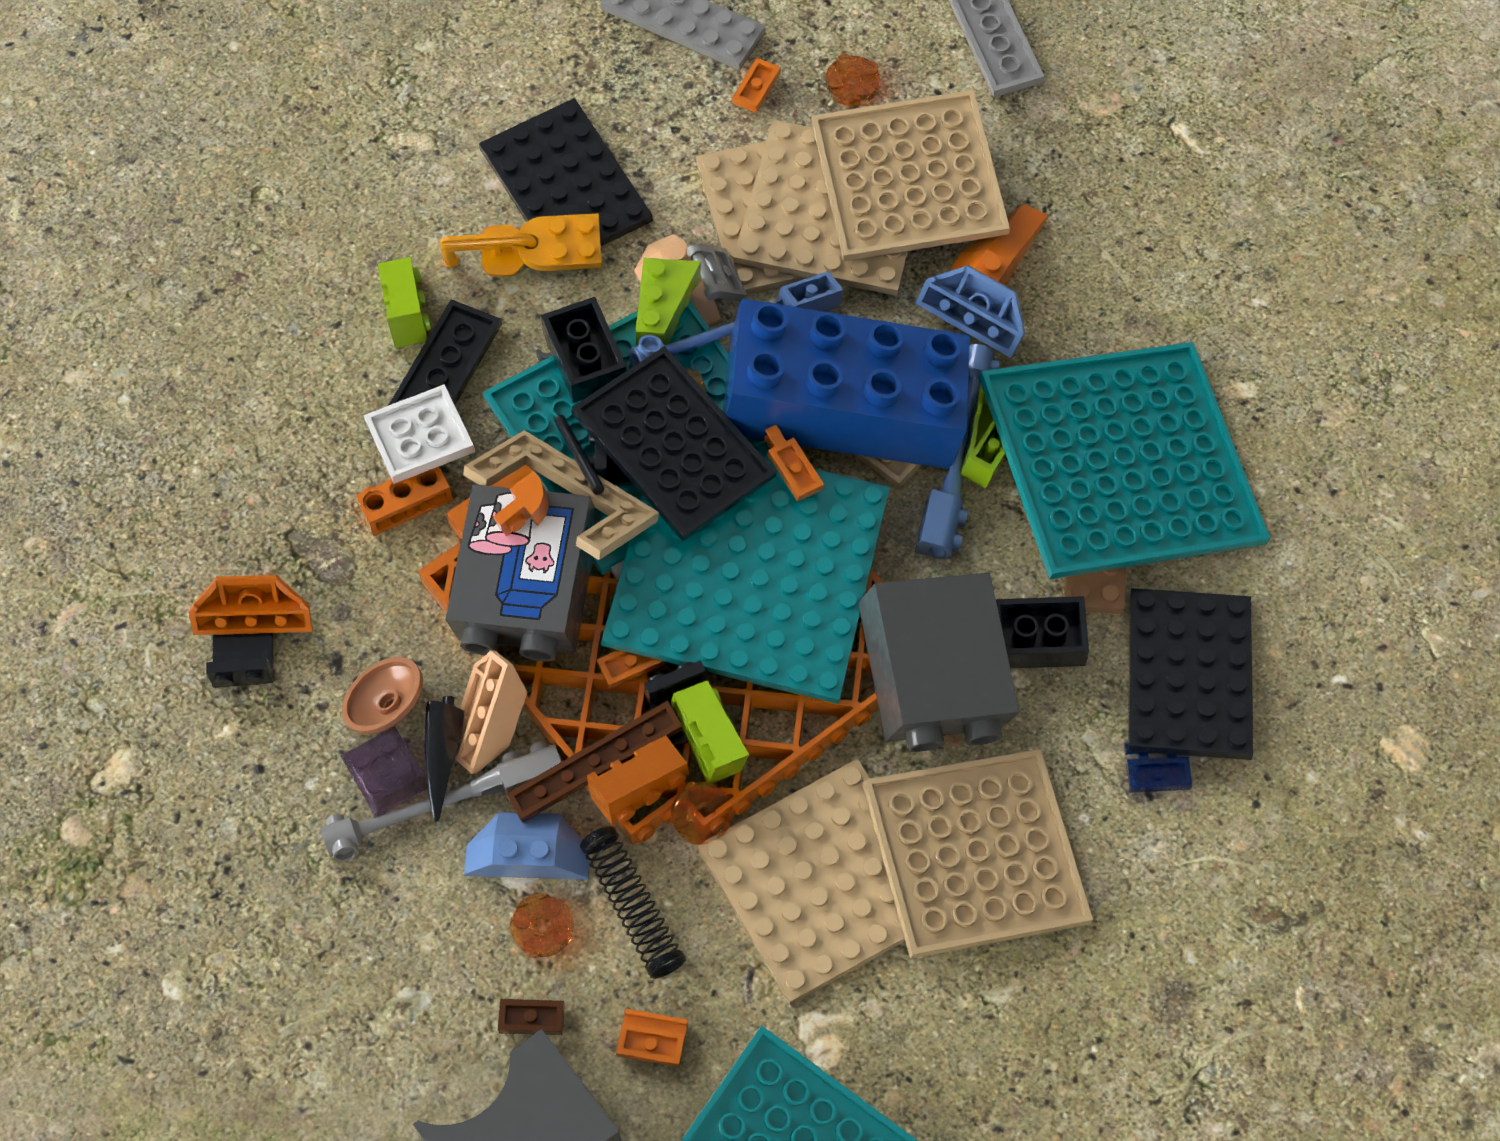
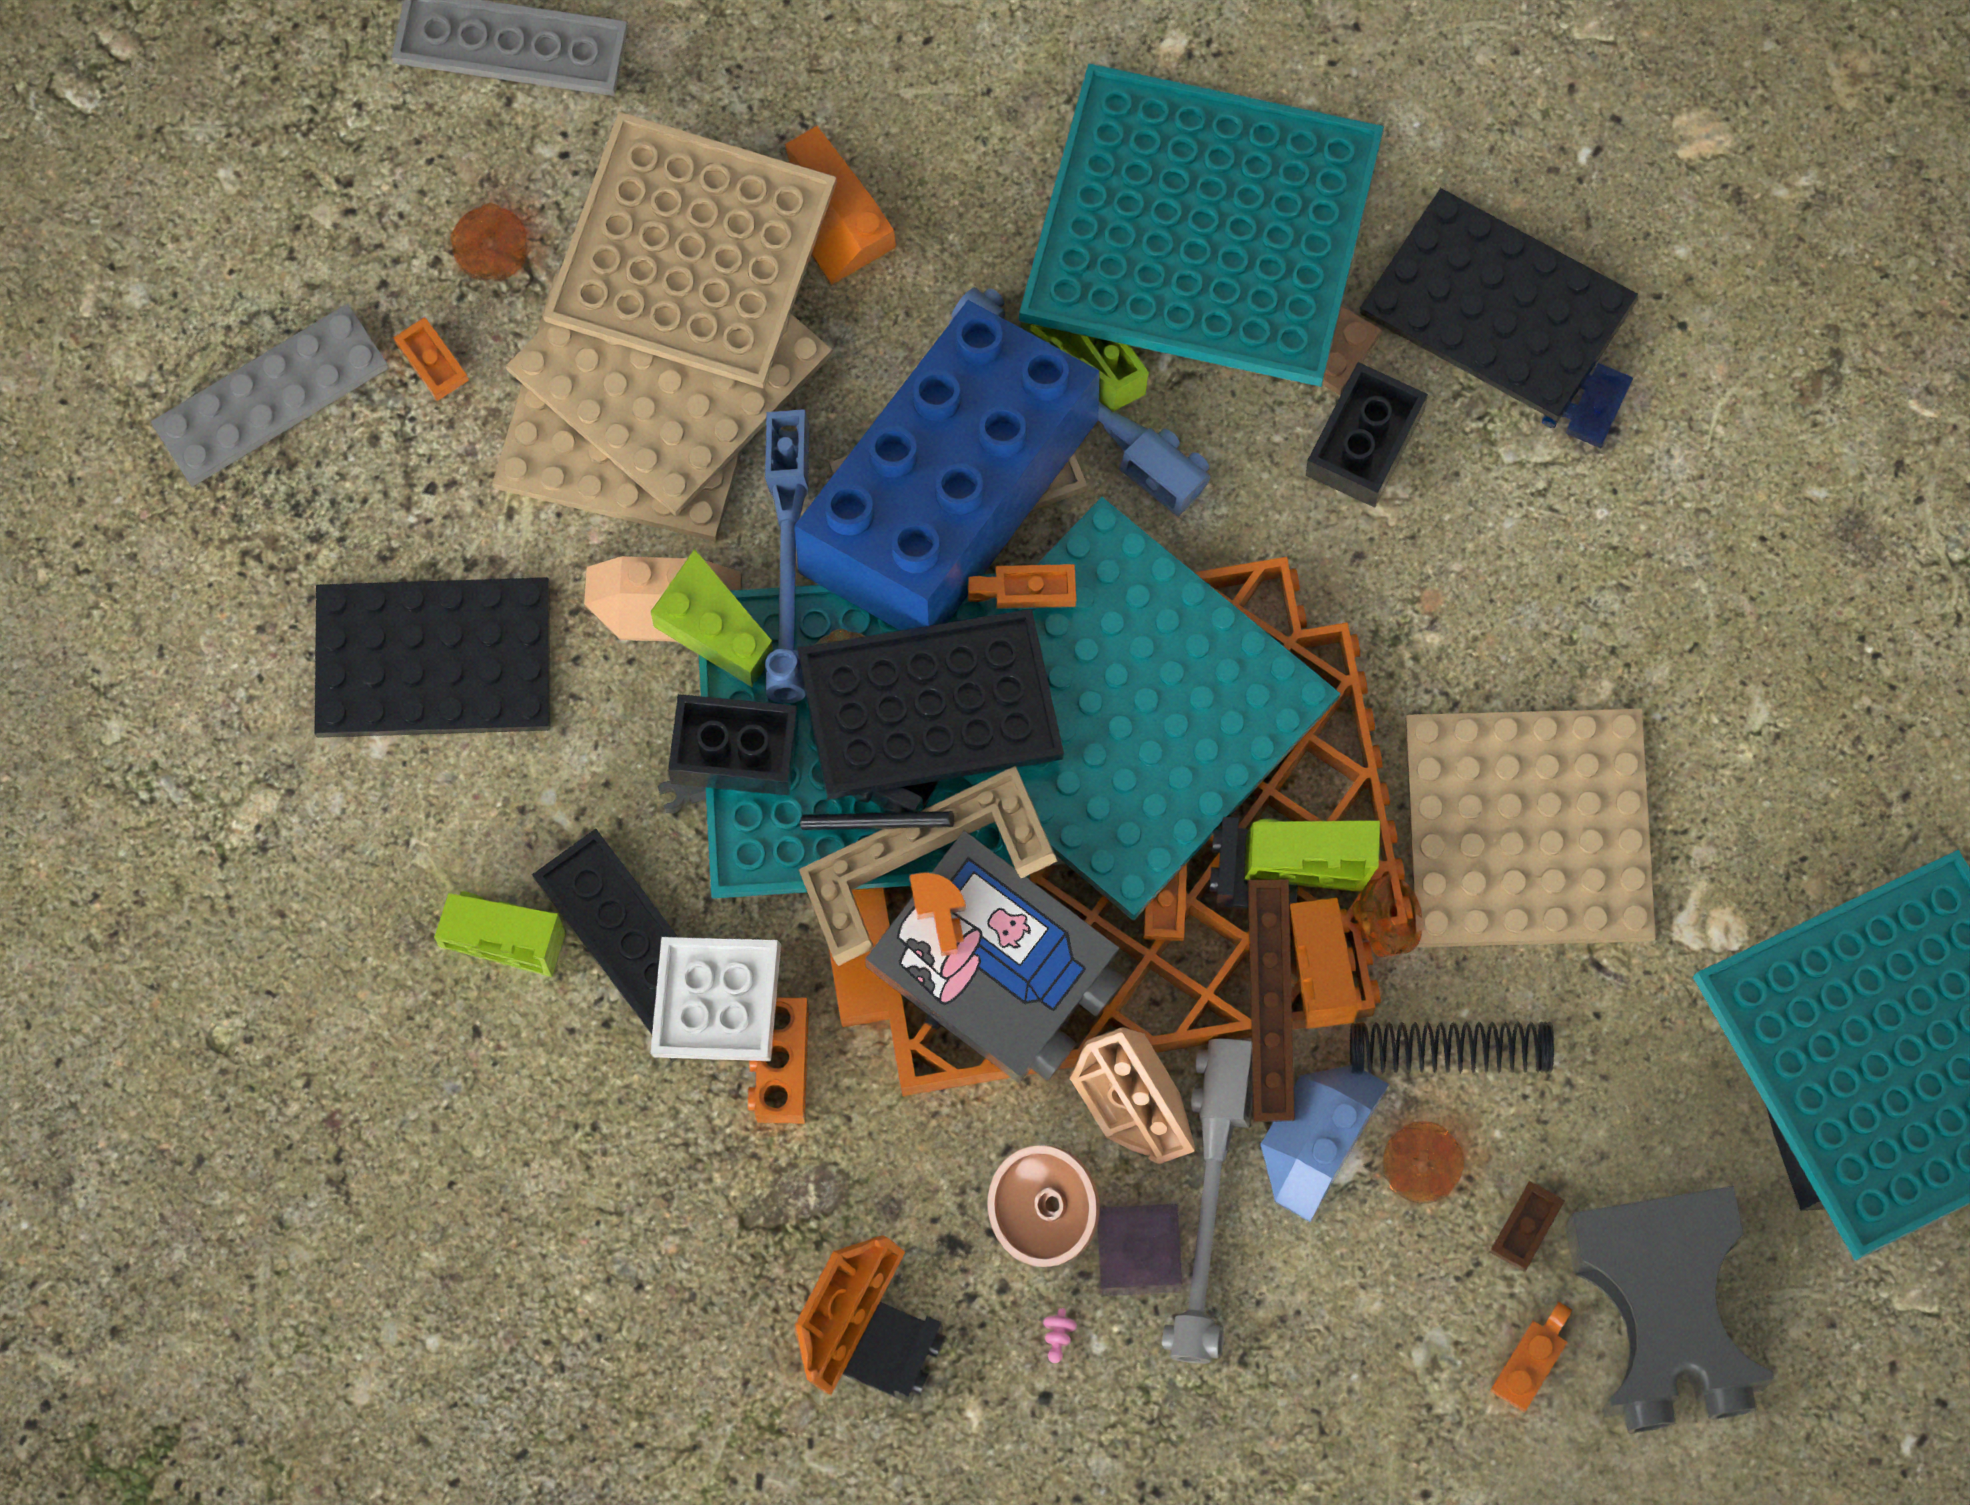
camera: 60 degrees left, 10 degrees up
(301, 754) = (1058, 1338): none -> bright pink hair
(438, 1069) = (1532, 1360): none -> orange plate
(441, 742) = (1143, 1166): black piece -> none
(562, 241) = (528, 701): light orange plate -> none
(652, 1038) = (1620, 1106): orange plate -> none
(717, 272) = (677, 538): light grey plate -> none
(938, 660) = (1356, 560): dark grey brick -> none
(976, 307) = (915, 273): medium blue wedge -> none
(976, 853) = (1592, 646): tan plate -> none

